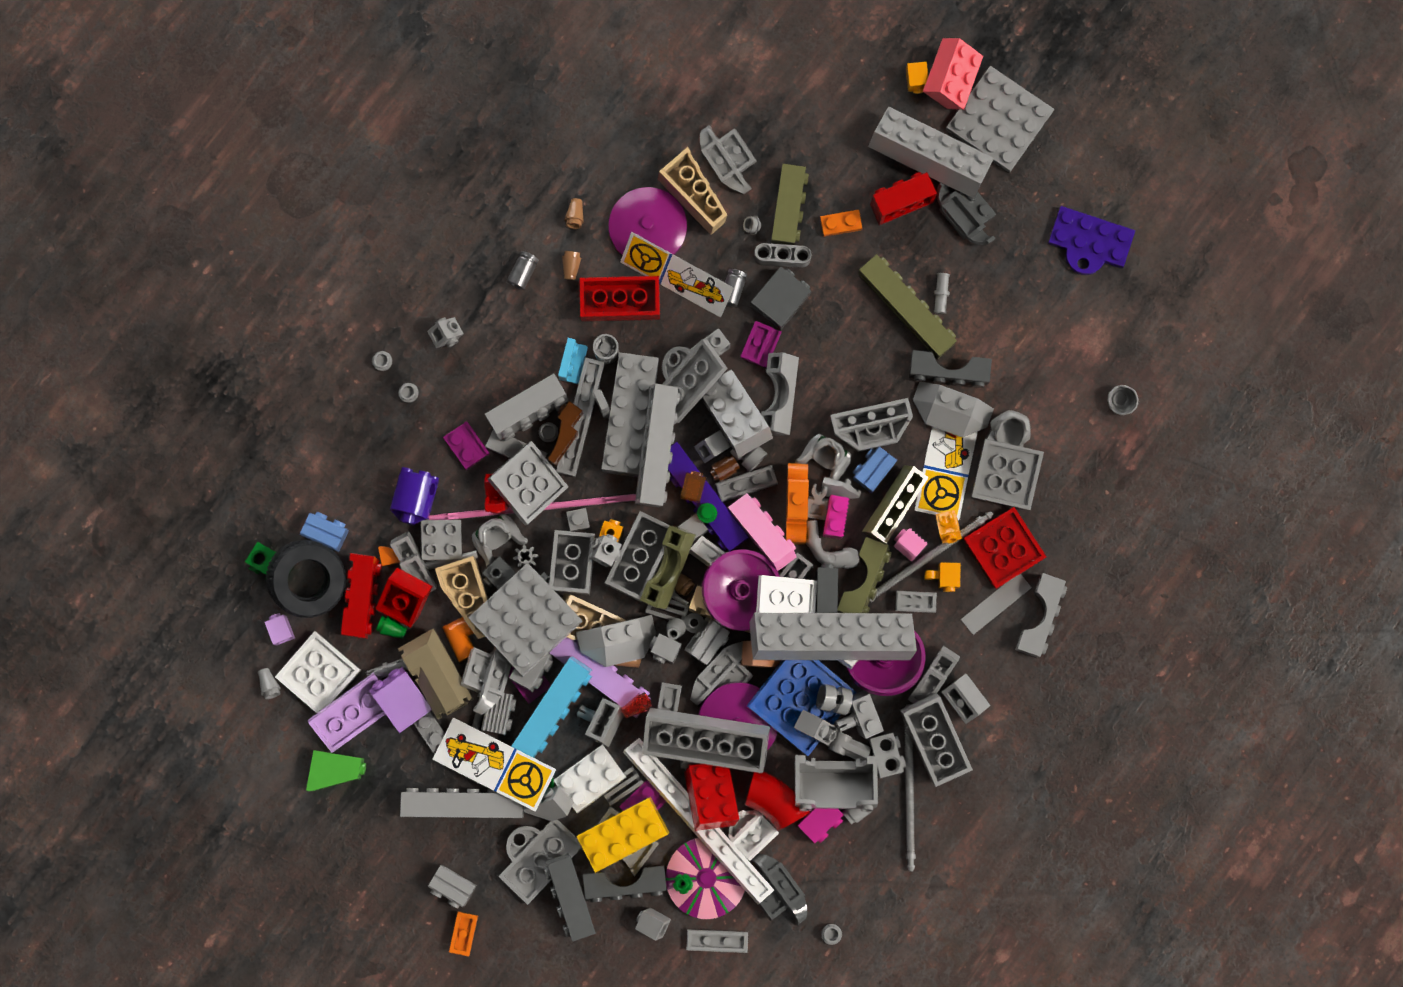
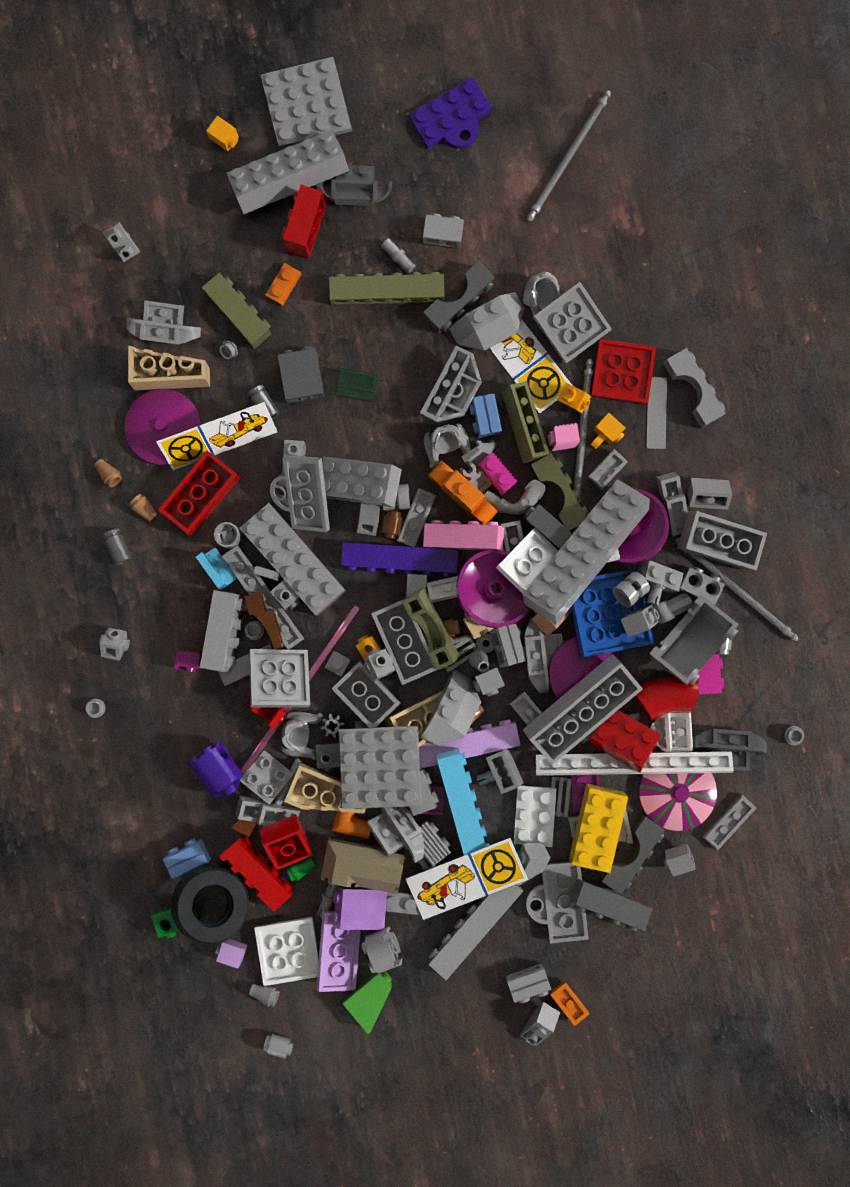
camera: 45 degrees left, 5 degrees up
(236, 729) = (278, 1046): none -> light grey brick
(381, 746) = (382, 950): none -> light grey brick
(408, 392) = (136, 708): light grey plate -> none
(426, 923) = (540, 1024): none -> light grey slope
(466, 445) = (212, 699): magenta plate -> none
(482, 401) = (188, 660): none -> magenta brick
(597, 433) = (285, 595): none -> light grey brick
(637, 705) = (513, 737): clear red cone -> none
(657, 445) = (333, 559): light grey brick -> none
(683, 878) = (670, 809): green plate -> none
(693, 486) = (387, 558): clear orange brick -> none
(707, 513) = (415, 565): green plate -> none
(760, 343) = (323, 419): magenta plate -> none
(764, 72) = (121, 241): none -> light grey hips
(783, 372) = (358, 421): light grey arch -> none
(791, 250) = (274, 338): light grey beam -> none
(811, 347) = (357, 385): none -> clear green plate
(953, 73) = (243, 104): coral brick -> none
(991, 311) = (443, 230): none -> light grey brick
(1075, 368) = (601, 103): none -> light grey hose
(1122, 400) = (589, 192): light grey hair -> none

